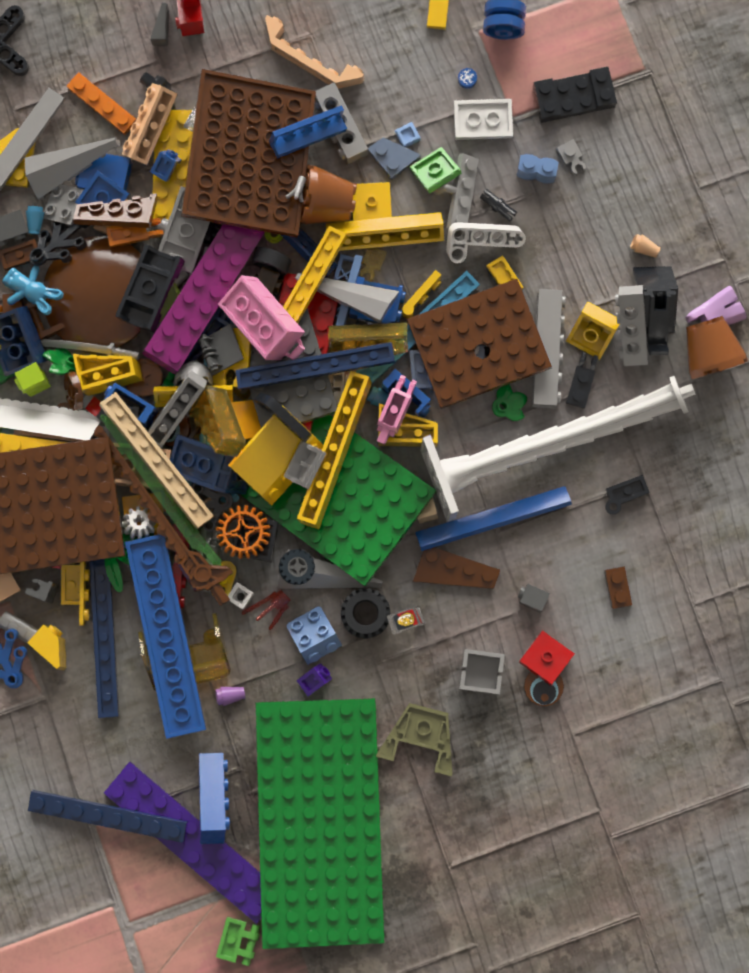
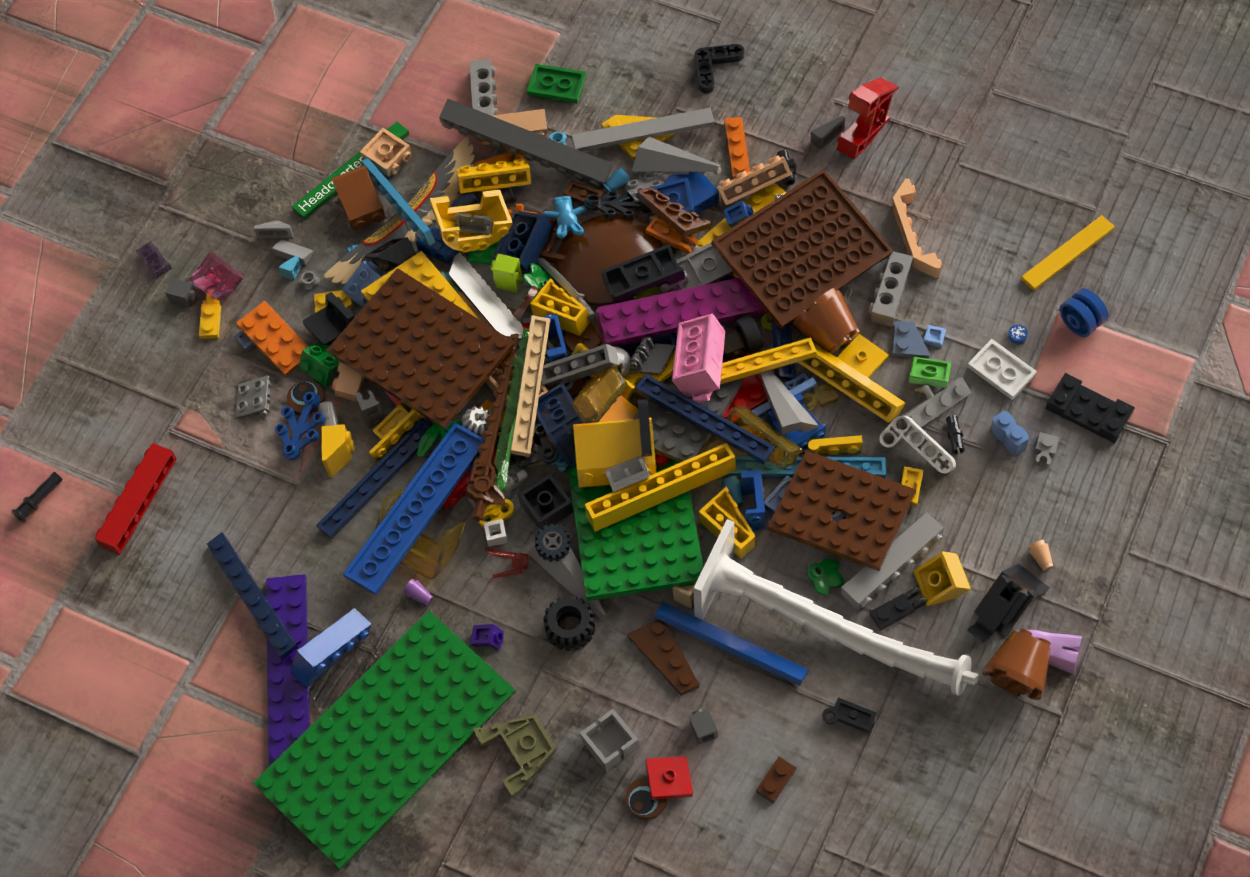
camera: 50 degrees right, 20 degrees down
(231, 940) = (240, 760): bright green plate -> none
(234, 533) = (538, 477): orange gear -> none
(297, 191) = (811, 297): light grey bar -> none
(307, 132) = (858, 268): blue fence -> none
(313, 635) = (517, 607): medium blue bracket -> none
(394, 410) = (730, 495): bright pink hinge -> none
(406, 620) = (593, 651): slope -> none
(633, 297) = (991, 571): light grey brick -> none

